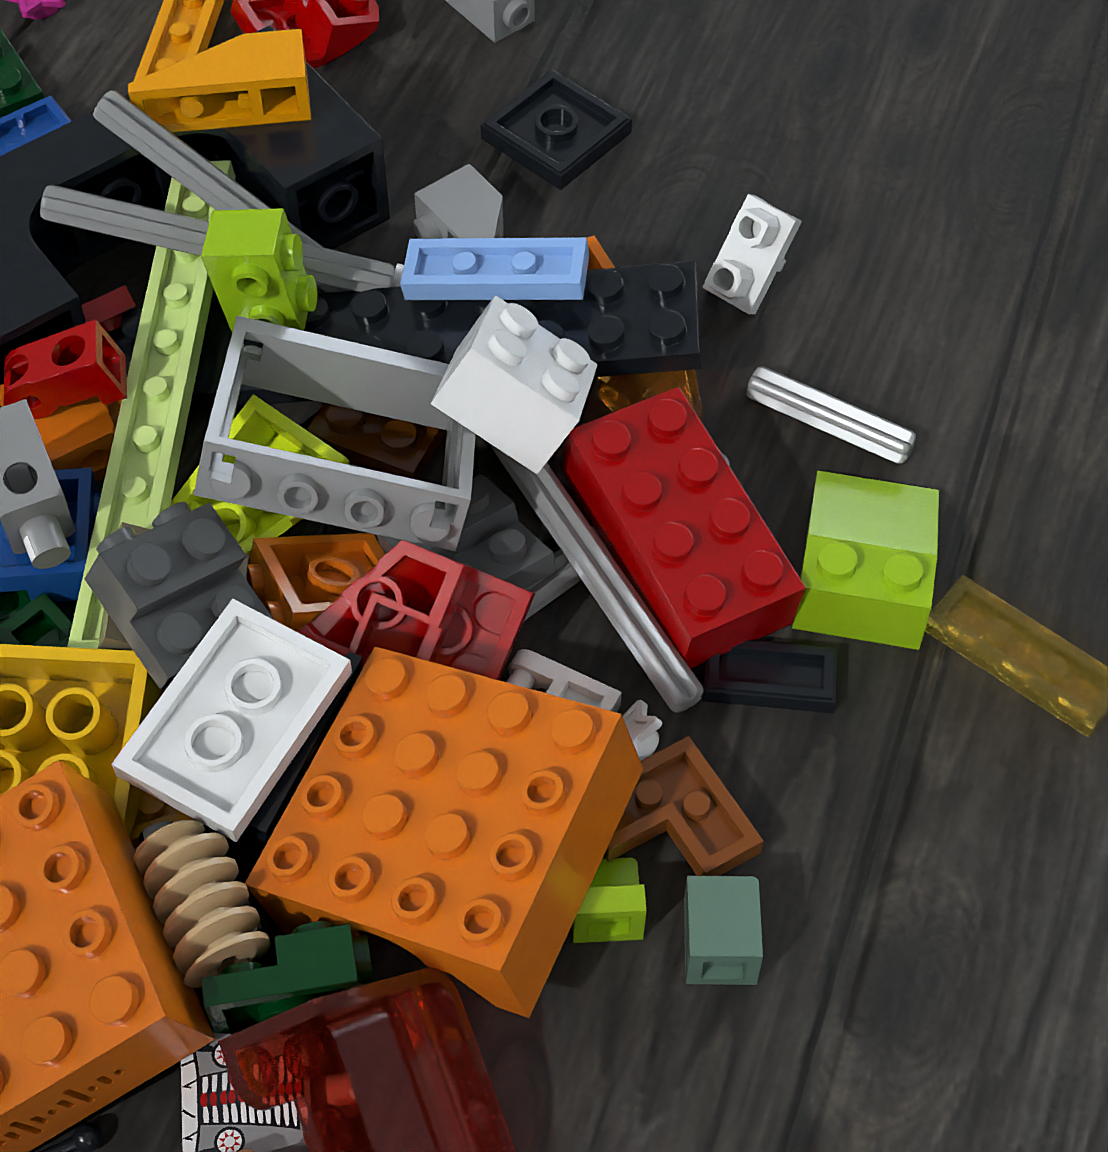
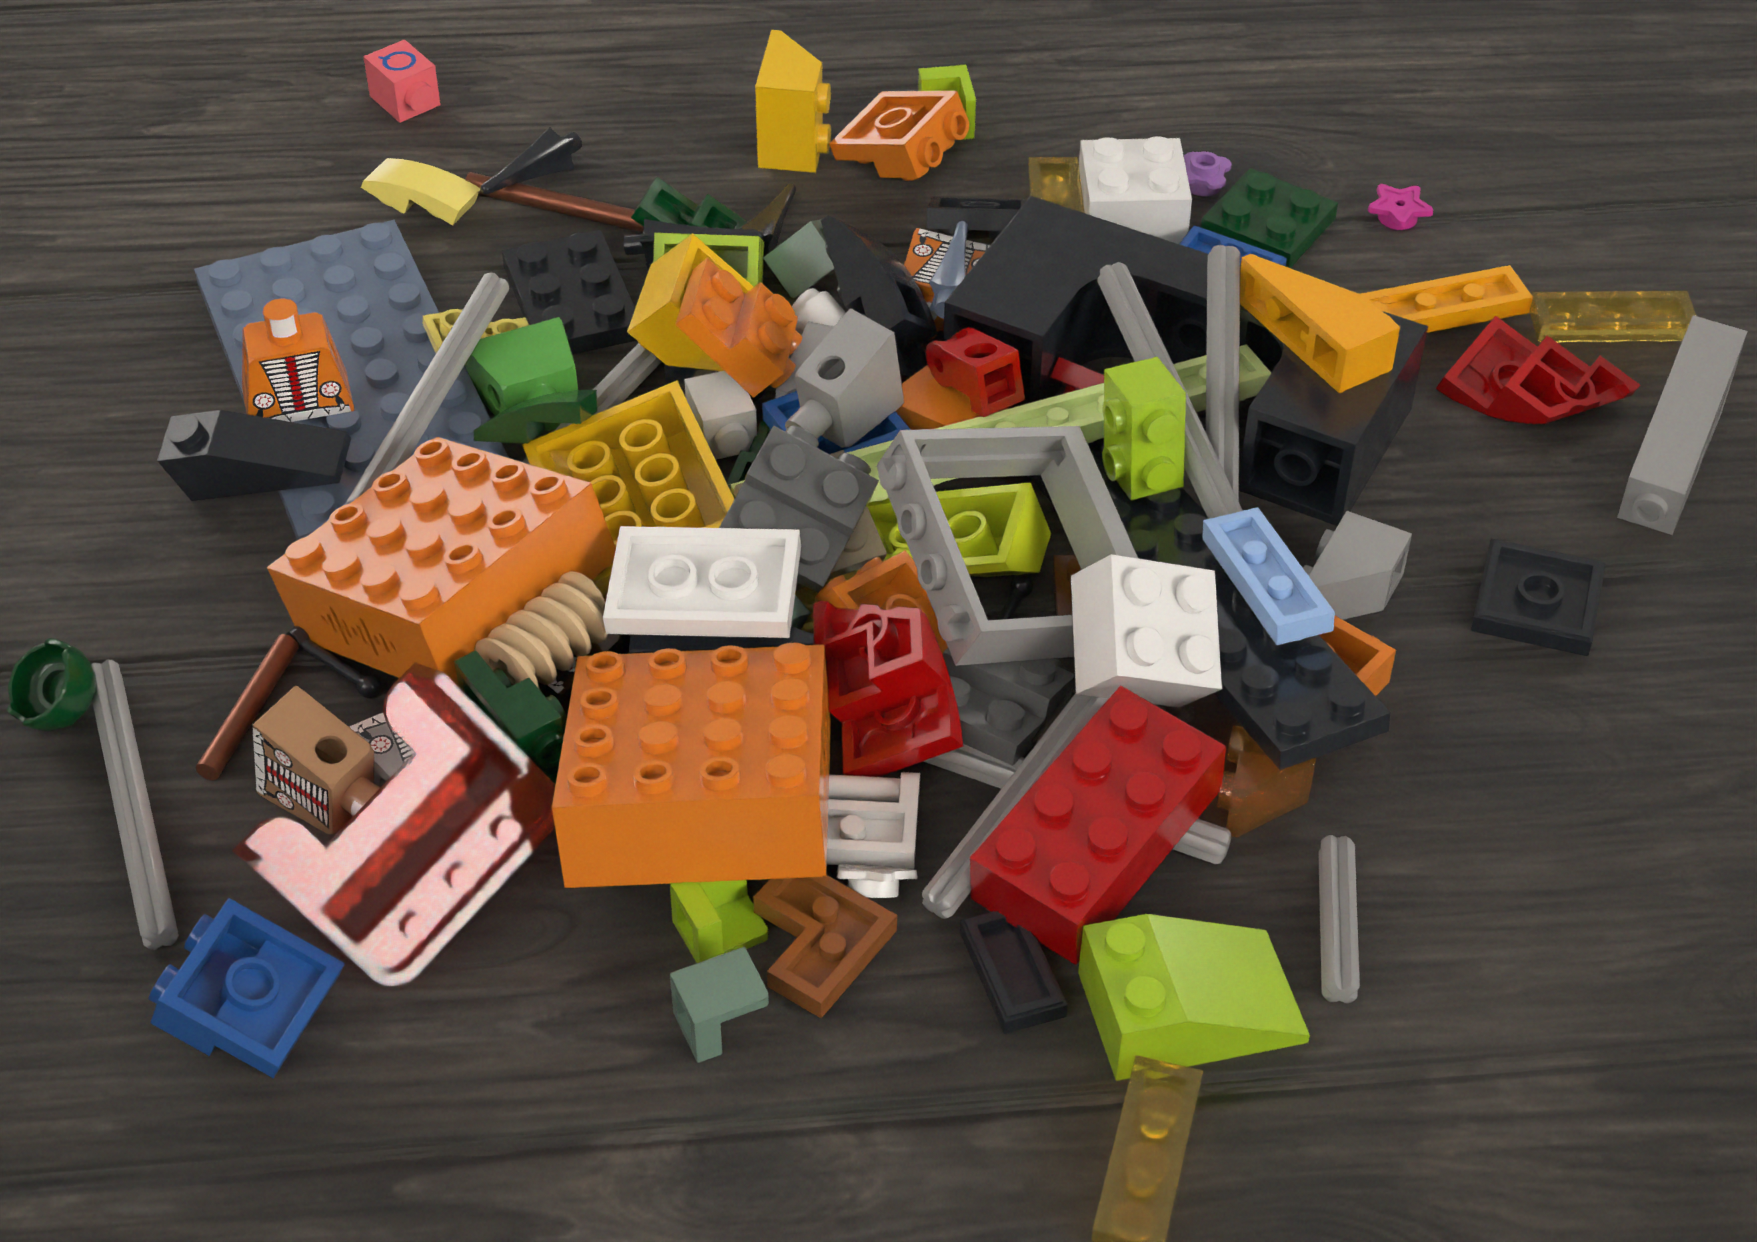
camera: 65 degrees right, 10 degrees down
(751, 254) = (1477, 778): white hips -> none

